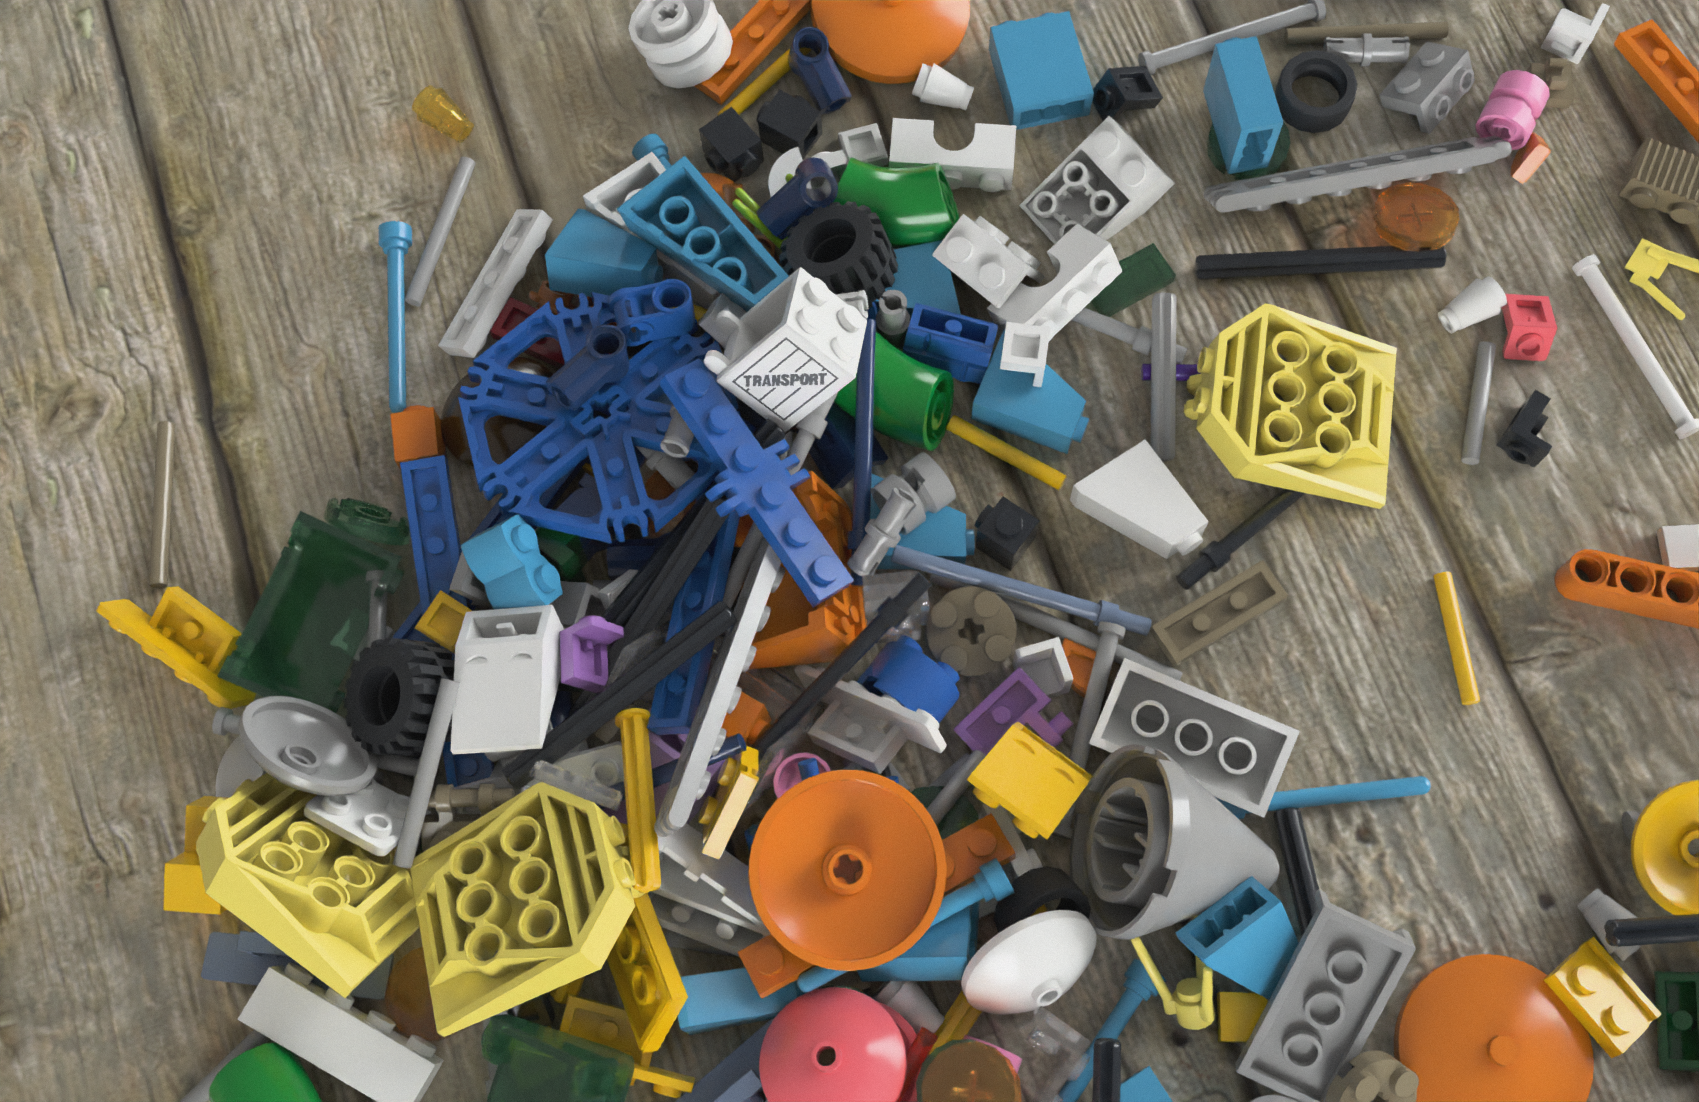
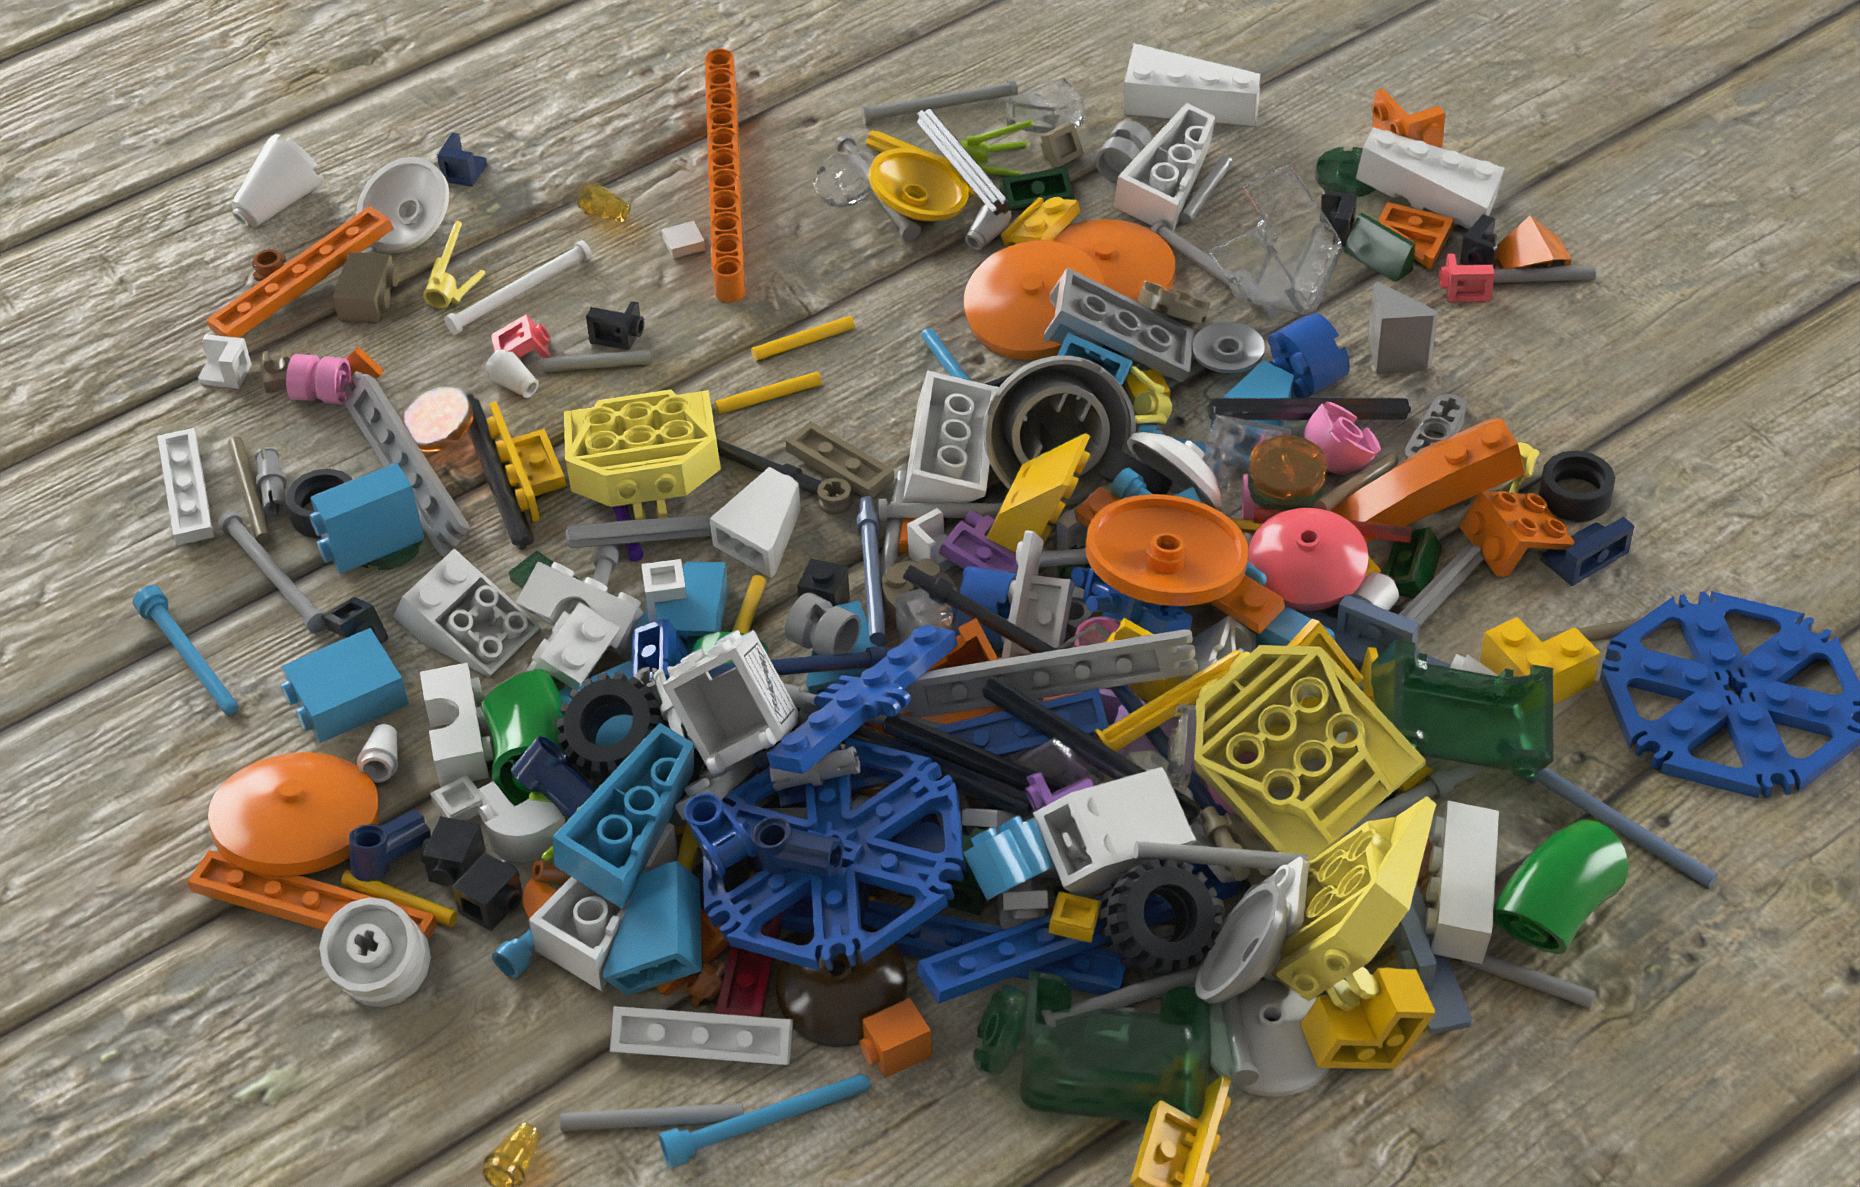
camera: 110 degrees left, 25 degrees down
(883, 532) = (871, 618): light grey pin -> none
(1163, 582) = (837, 504): none -> dark tan bush
(1316, 288) = (530, 460): none -> yellow bracket
(1367, 572) = (768, 393): none -> yellow bar
(1430, 84) = (298, 437): light grey bracket -> none
(1467, 922) = (1011, 292): none -> orange dish

